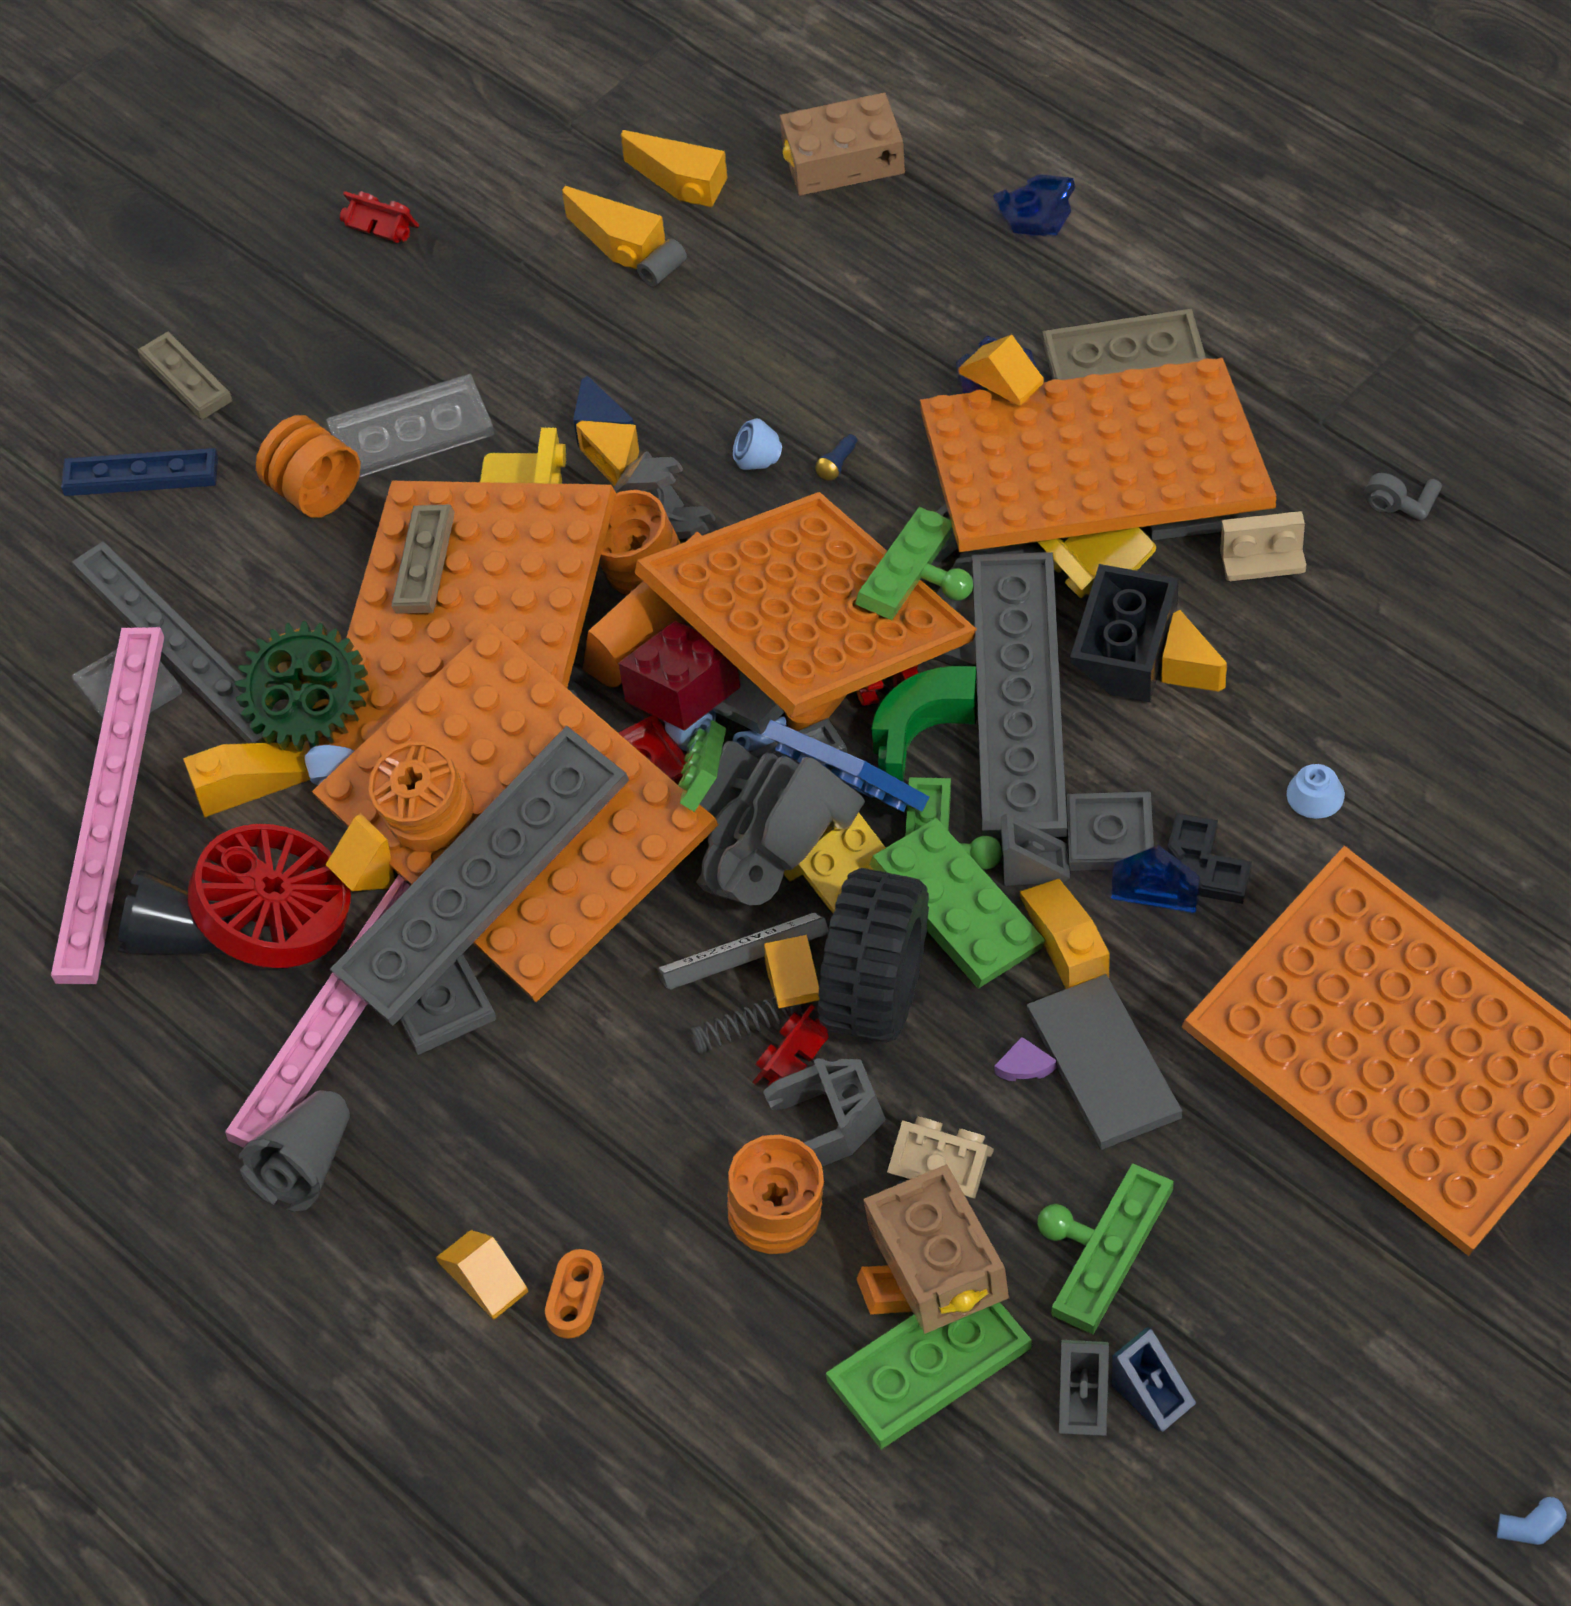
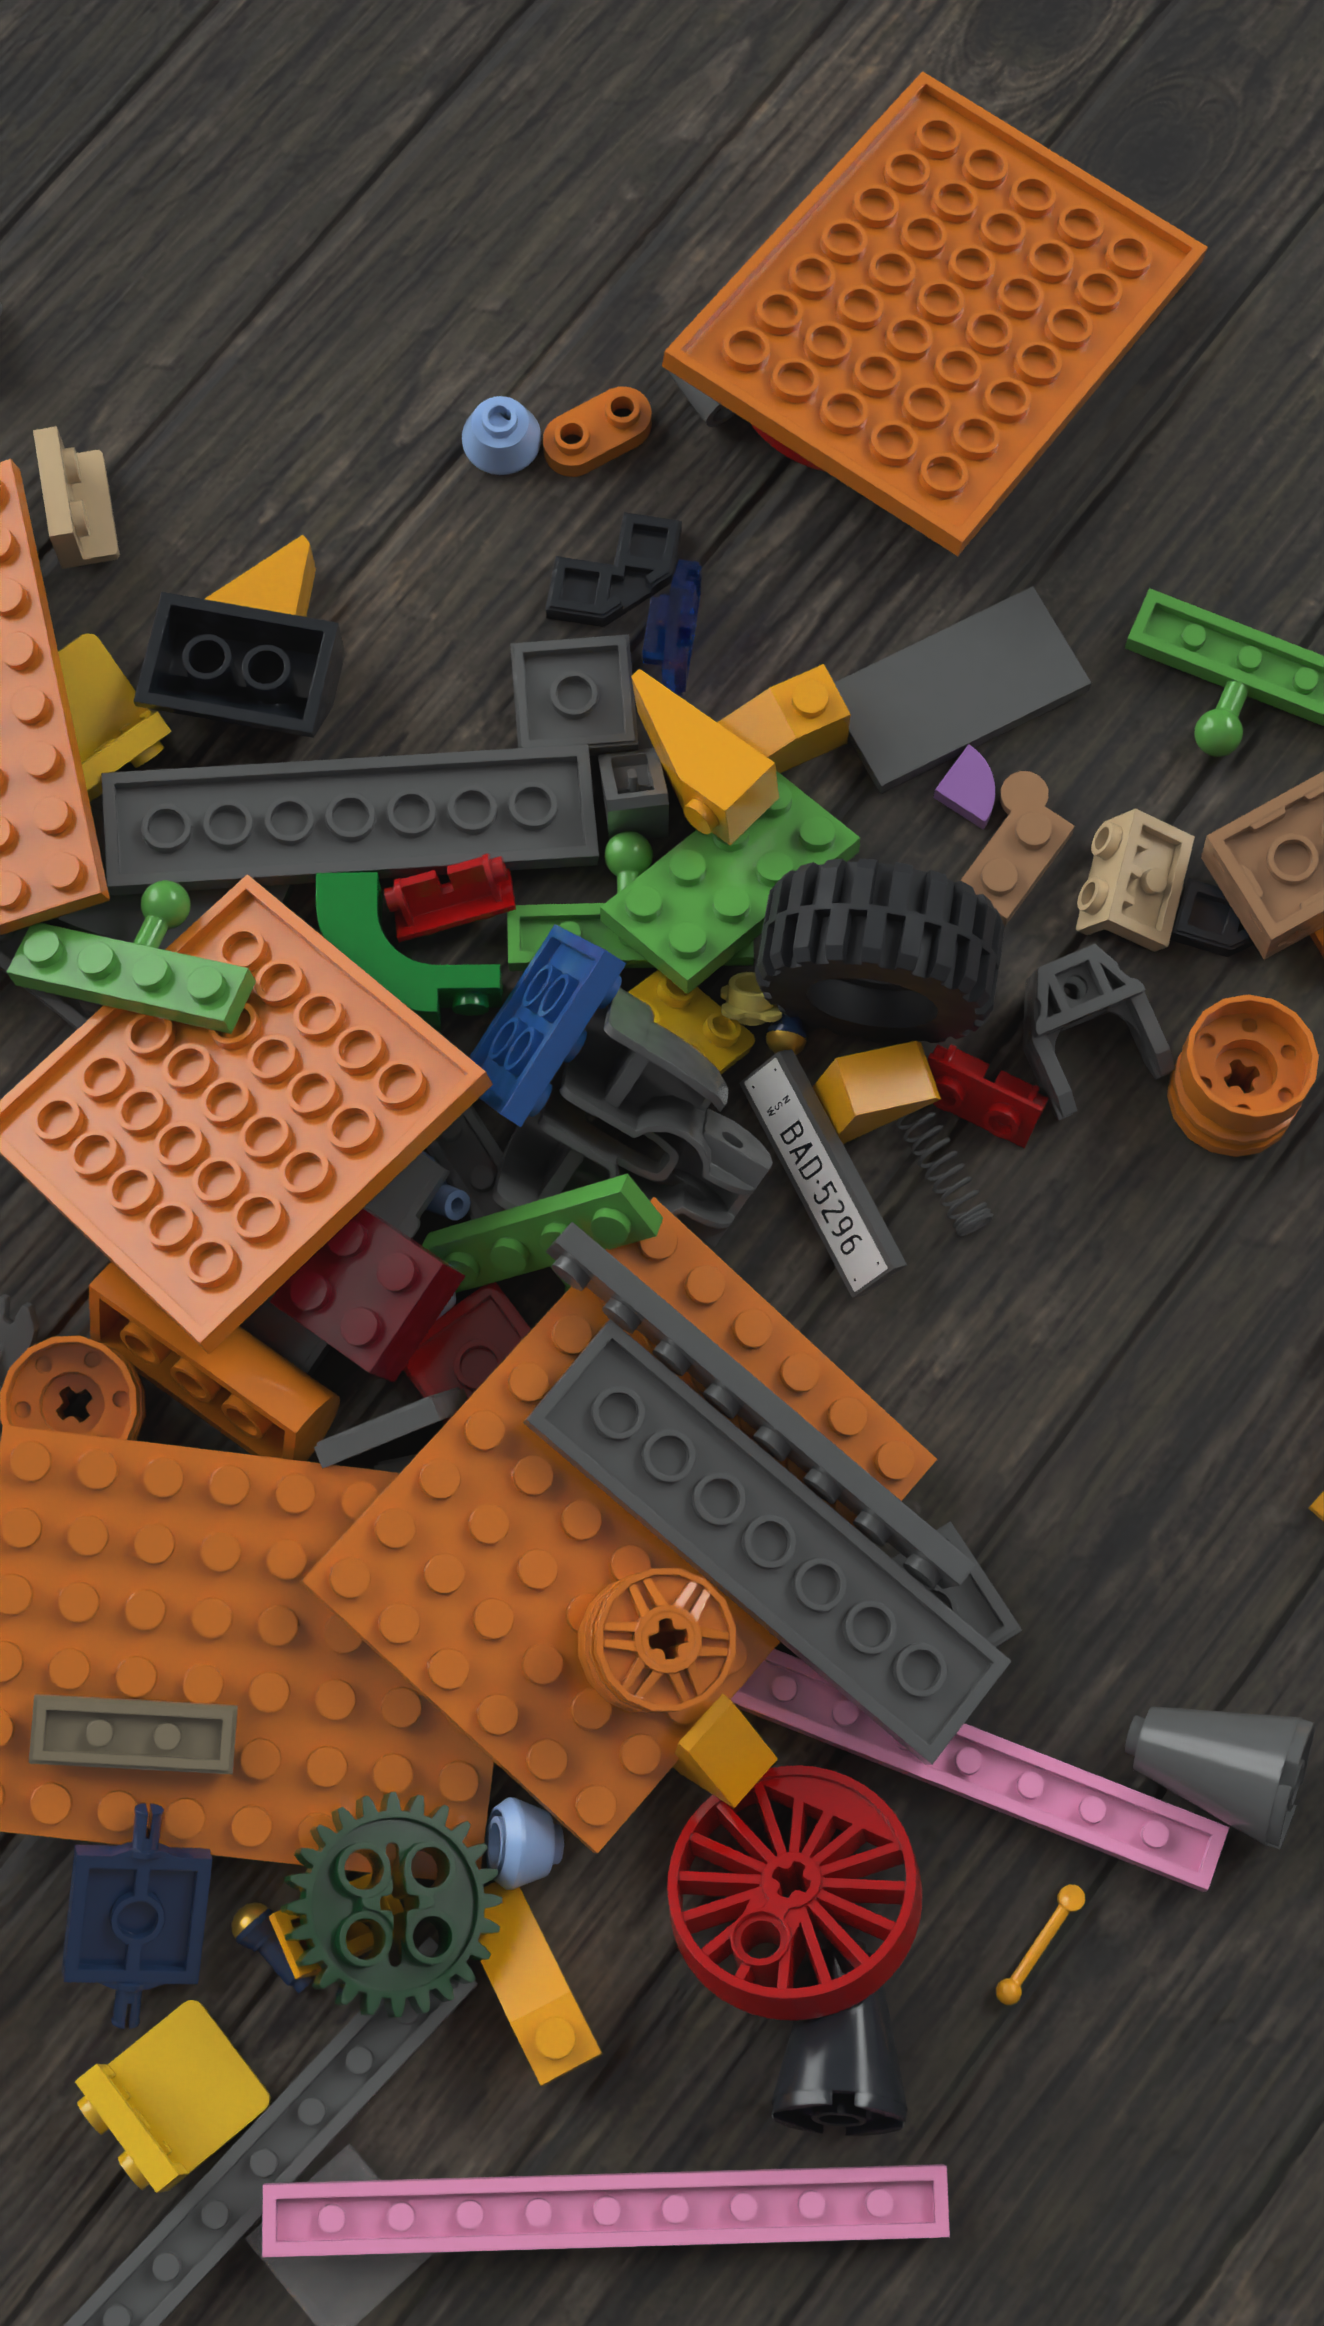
camera: 100 degrees left, 20 degrees up
(221, 596) = (173, 2097): none -> yellow bracket
(240, 1066) = (1070, 1900): none -> light orange hinge
(326, 576) = (136, 1915): none -> dark blue plate
(560, 870) = (778, 1427): none -> dark grey plate
(589, 683) = (389, 1427): none -> dark grey tile
(958, 747) = (476, 892): none -> red hinge
(974, 1090) = (1021, 845): none -> medium nougat hinge
(1037, 875) = (712, 771): none -> light orange slope
(1314, 848) = (601, 431): none -> orange plate

